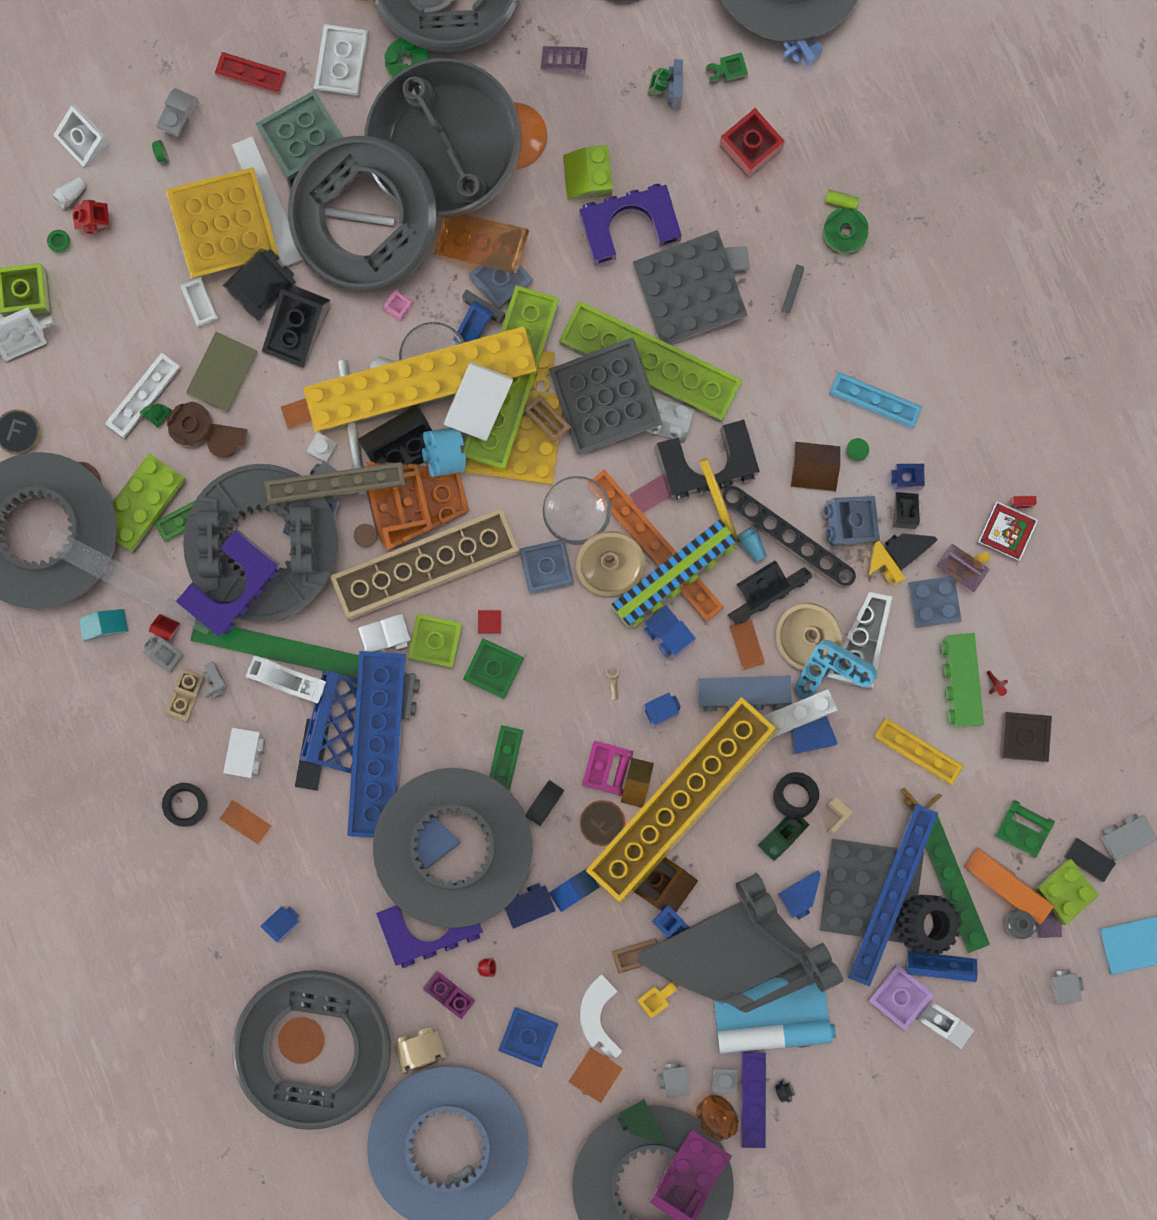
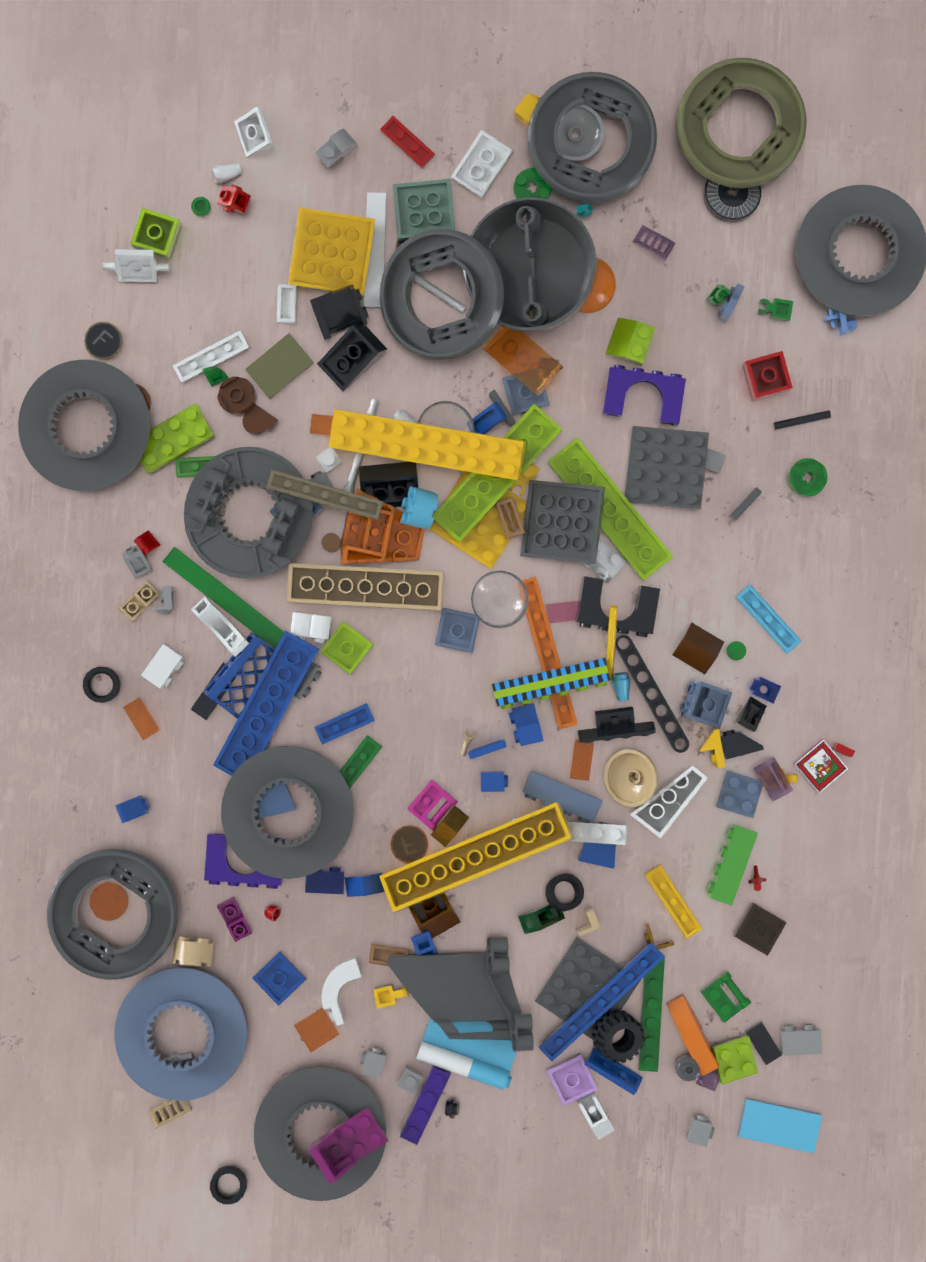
camera: 30 degrees right, 5 degrees up
(103, 624) = (102, 519): teal slope -> none
(119, 576) = (134, 496): clear tile -> none
(159, 151) = (309, 172): green tile -> none
(218, 614) = (192, 554): dark purple arch -> none
(397, 305) = (437, 376): bright pink tile -> none
(470, 724) = (344, 723): none -> blue plate
(474, 57) = (584, 210): none -> teal plate
(478, 401) = (462, 482): white tile -> none
(489, 621) = (394, 652): red tile -> none
(493, 668) = (381, 689): green plate -> none
(544, 803) = (372, 810): black tyre -> none
(614, 575) = (503, 660): tan dish -> none
(639, 677) = (487, 749): none -> blue tile
(641, 1122) = (332, 1083): dark green slope -> none
(717, 1117) = (392, 1105): clear orange tile -> none
(800, 896) = (532, 968): blue slope -> none
(810, 173) = (802, 419): none -> black bar
(826, 662) = (634, 803): medium azure beam -> none
(842, 199) = (814, 450): lime axle -> none

